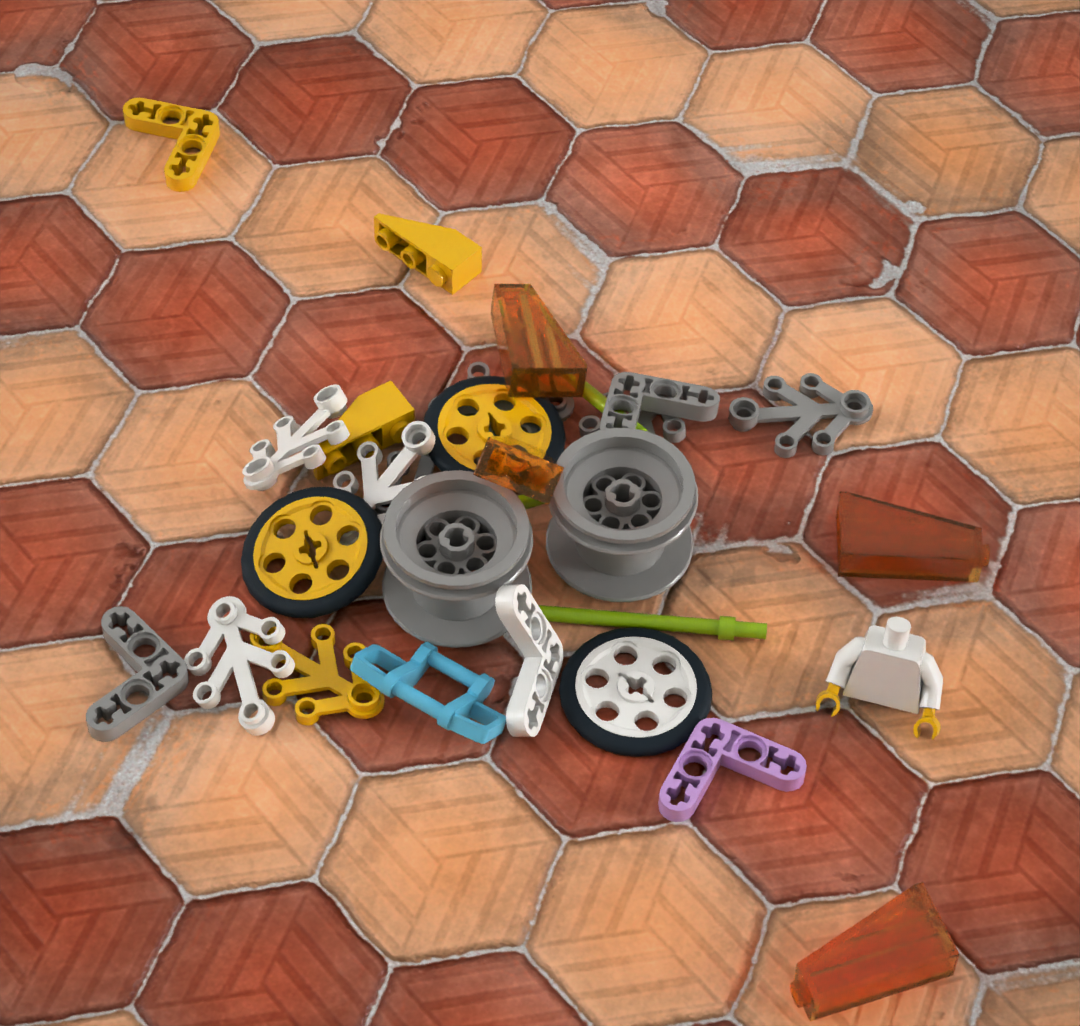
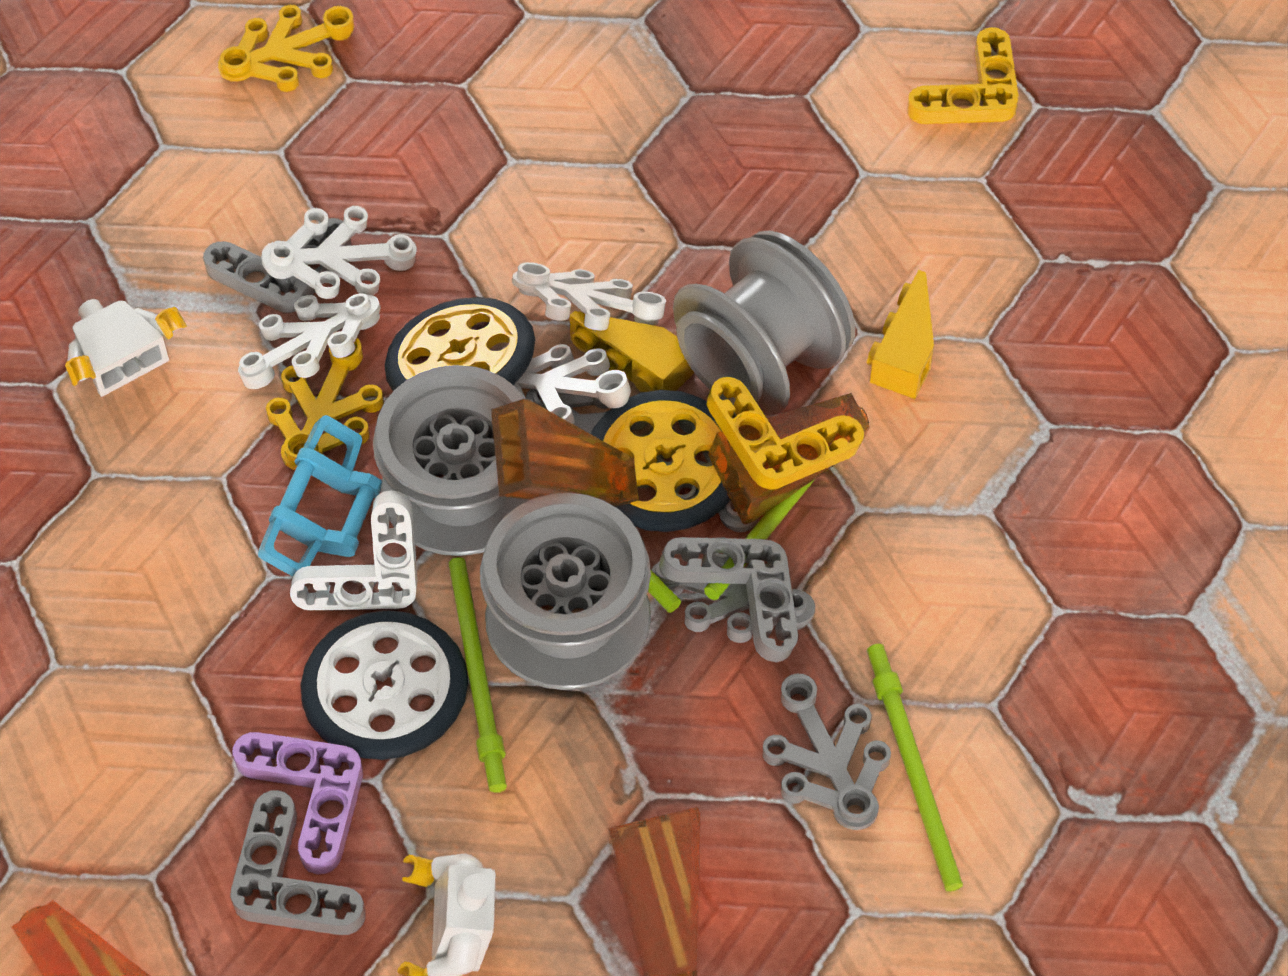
camera: 75 degrees right, 5 degrees up
(146, 657) = (334, 255): none -> white plant
(177, 816) = (118, 343): none -> white torso
(404, 312) = (775, 313): none -> light grey wheel
(489, 345) = (769, 446): none -> yellow beam
(755, 360) = (888, 689): none -> lime bar
(804, 813) = (269, 878): none -> light grey beam

